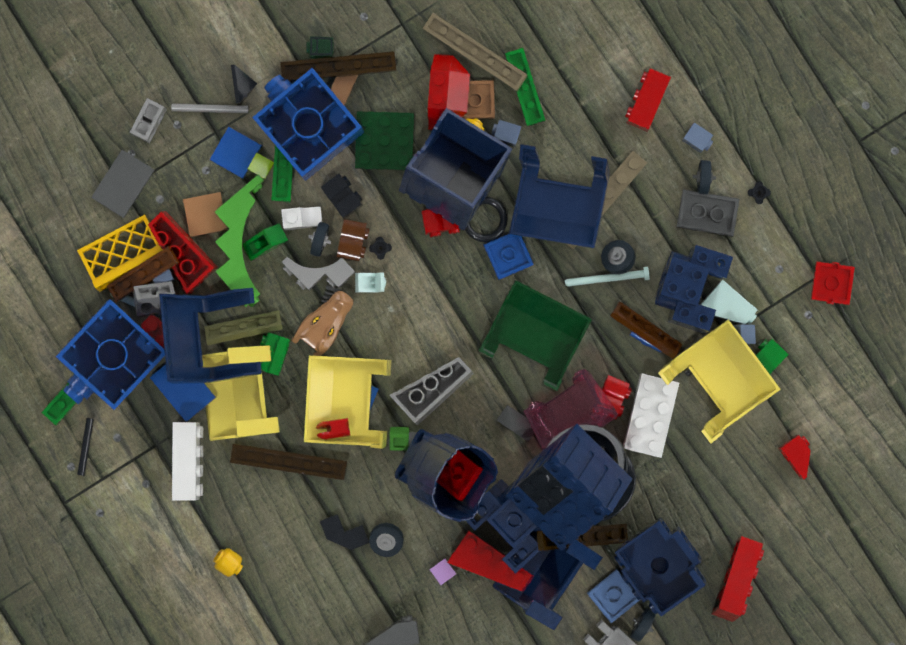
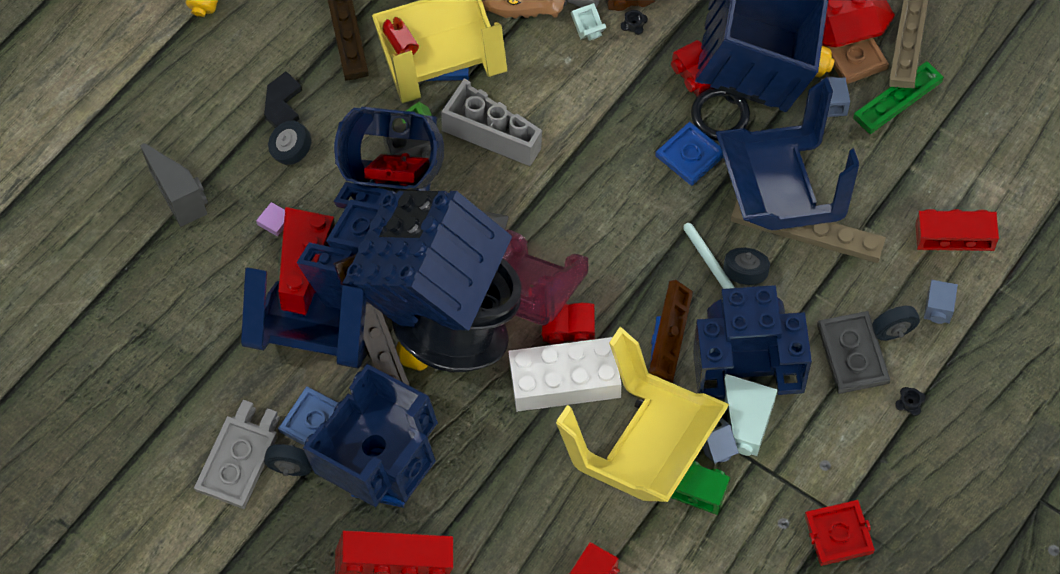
camera: 75 degrees right, 25 degrees down
(537, 330) = (614, 209): dark green piece -> none

